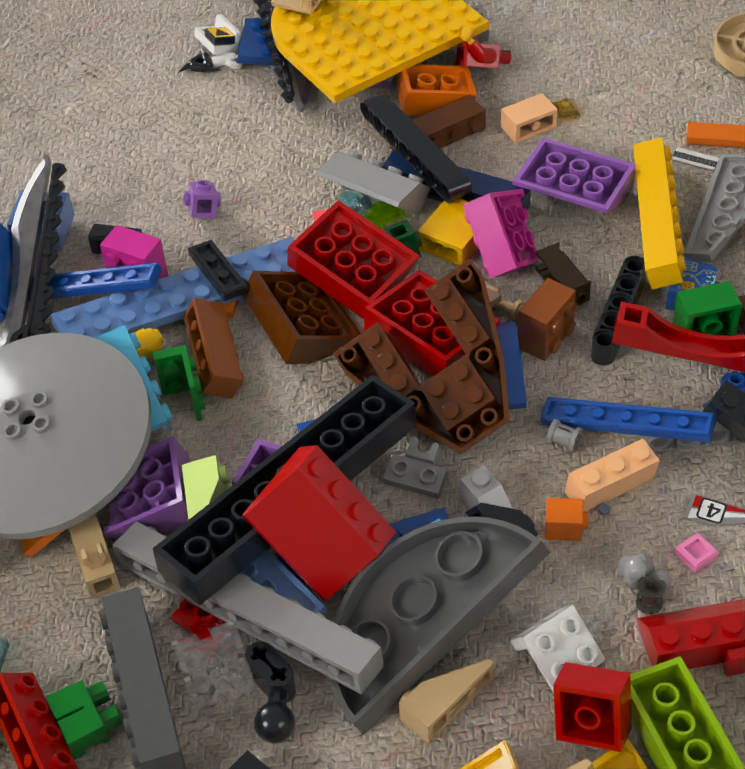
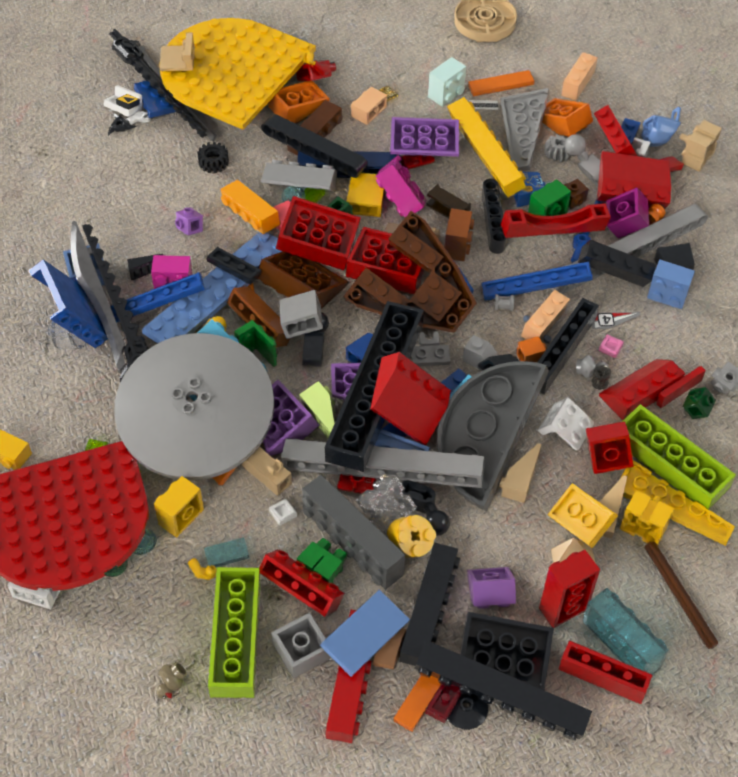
camera: 30 degrees left, 5 degrees up
(81, 623) = (282, 512): none -> white tile
(236, 732) = (412, 535): none -> yellow brick
(255, 358) = (300, 314): none -> light grey brick
(262, 402) = (314, 345): none -> black beam
(281, 139) = (213, 150): none -> black tyre
(287, 201) = (250, 207): none -> light orange brick
(551, 206) = (415, 161): none -> red piece
(616, 525) = (568, 340): none -> black brick
(652, 111) = (447, 81): none -> light aqua brick

